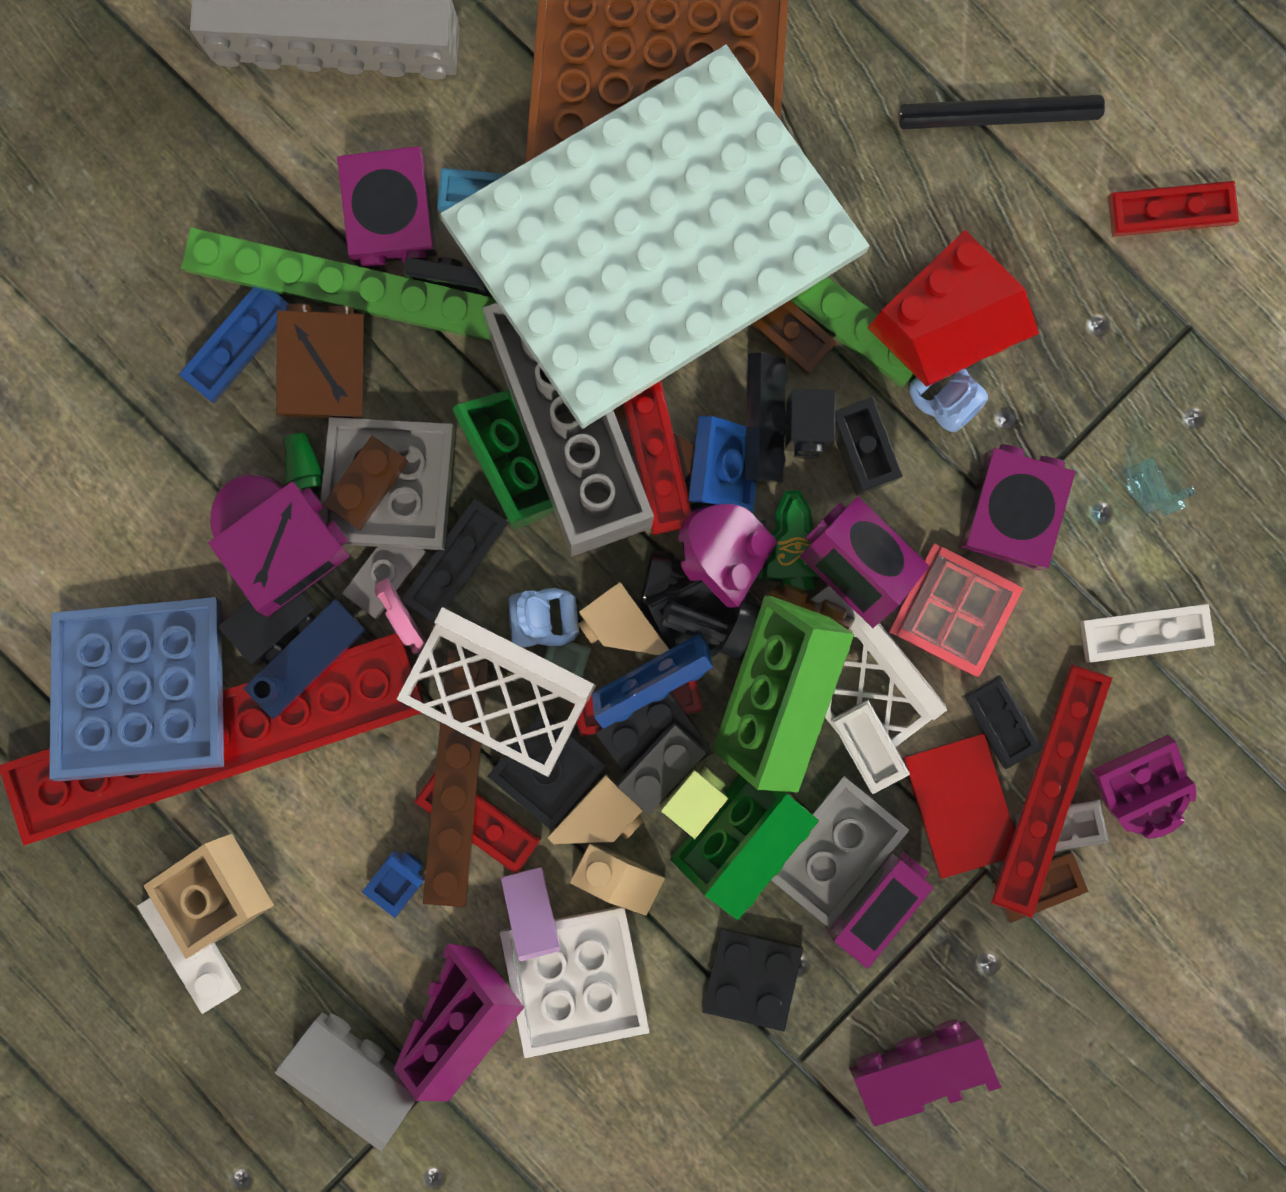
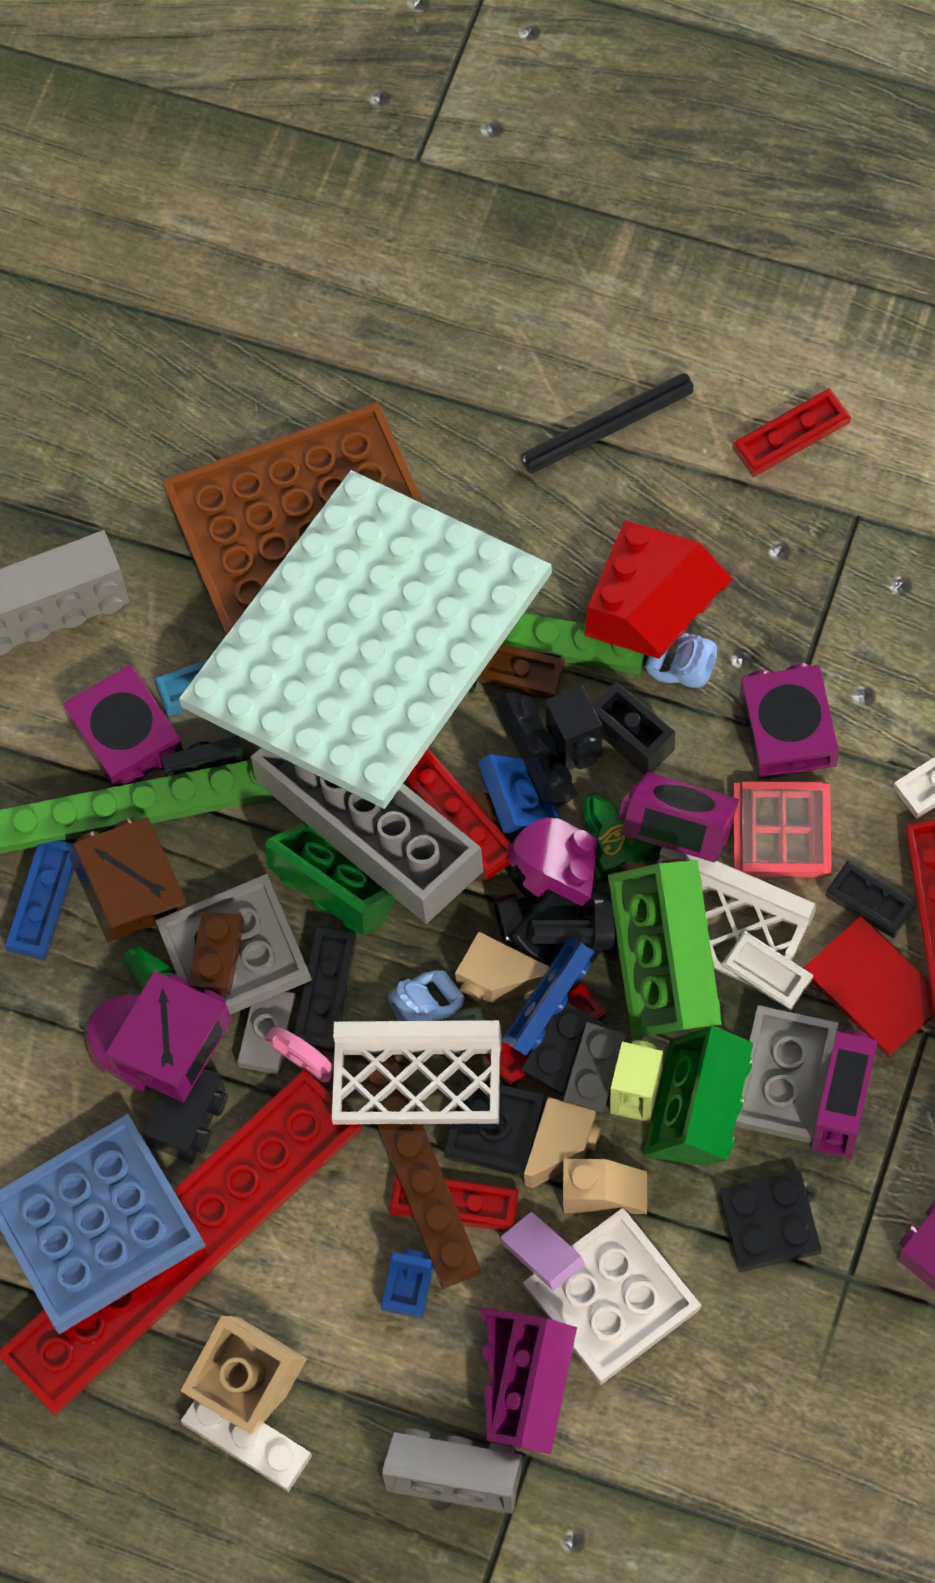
camera: 20 degrees left, 20 degrees down
(304, 659) = (233, 1127): dark blue piece -> none
(1149, 487) = (892, 653): clear light blue bracket -> none

